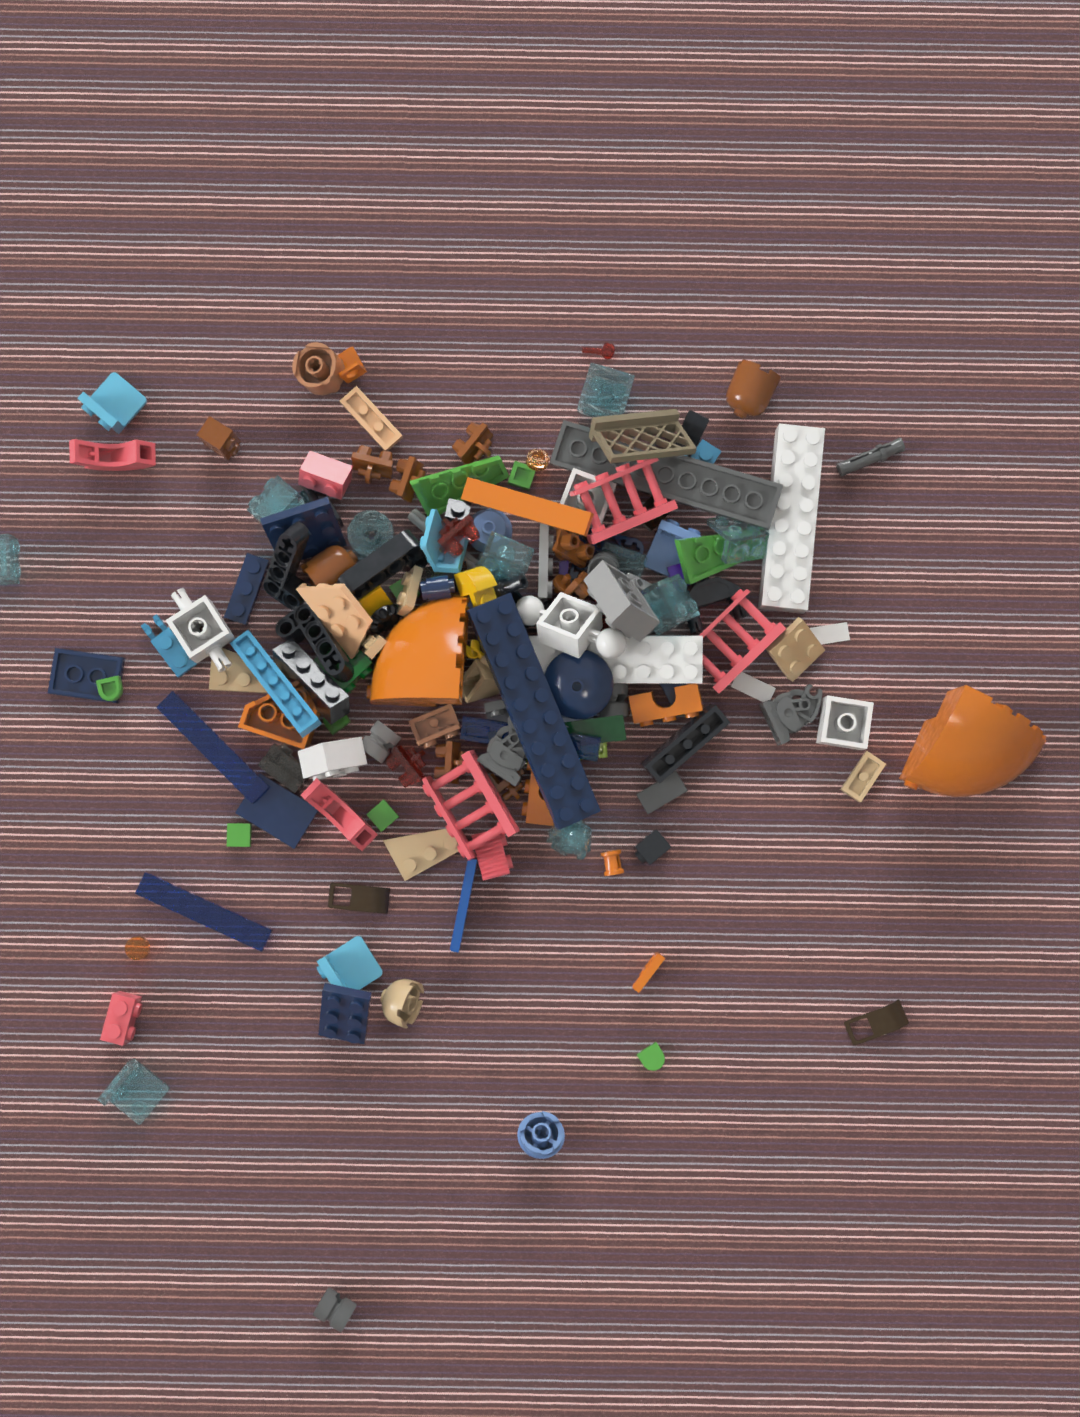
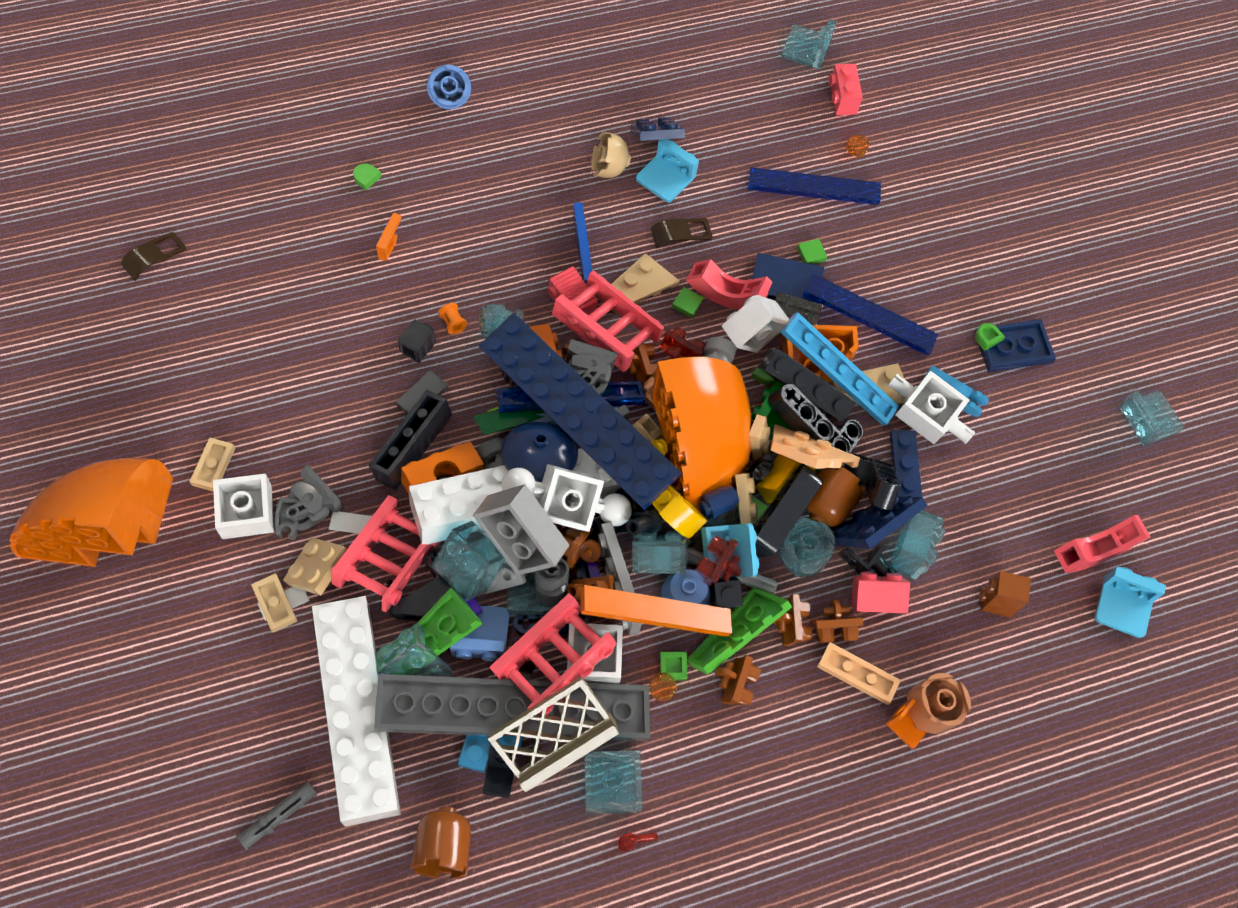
camera: 155 degrees right, 20 degrees down
(836, 631) = (274, 603): none -> tan plate

